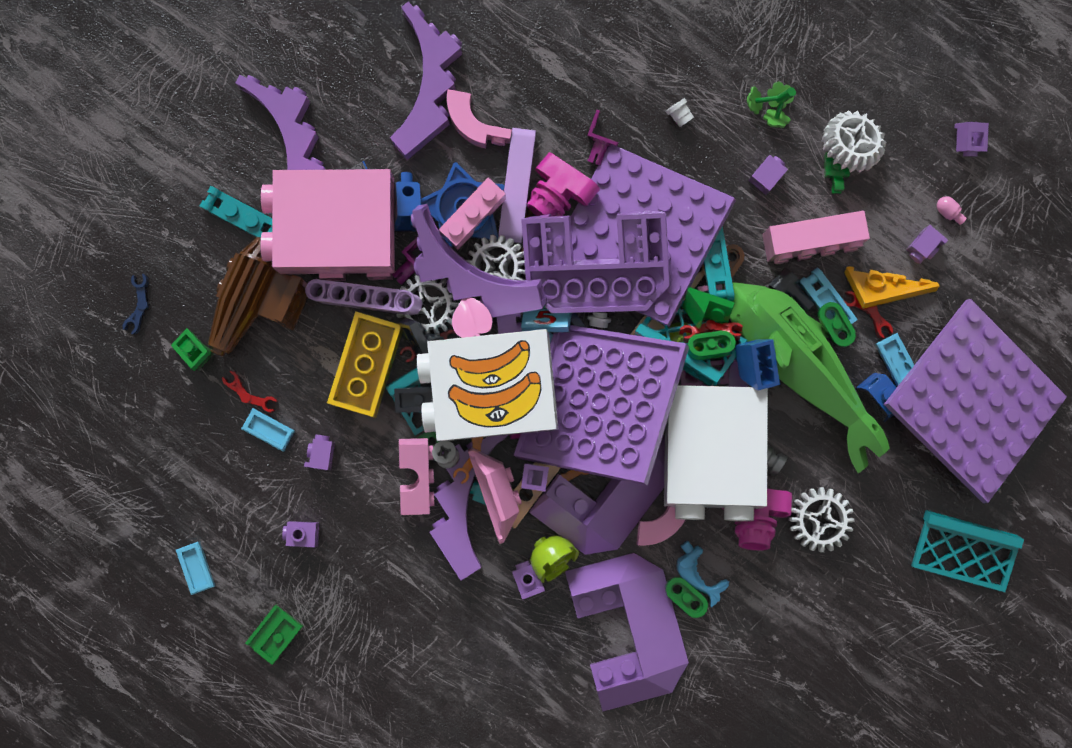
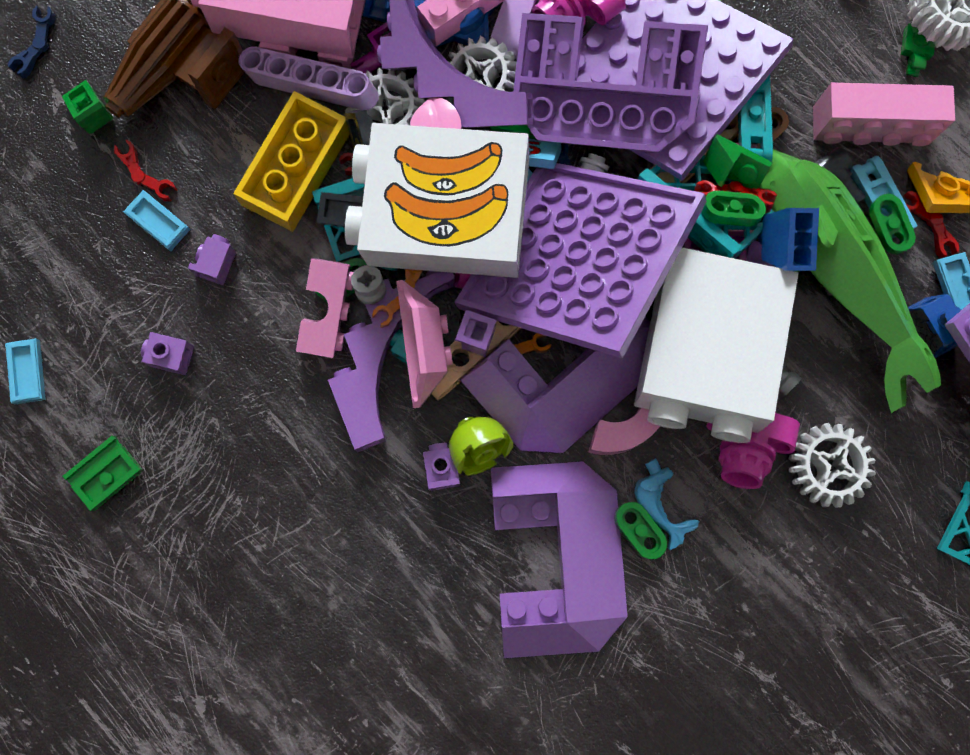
camera: 10 degrees right, 5 degrees down
(768, 174) = (833, 34): medium lavender brick -> none

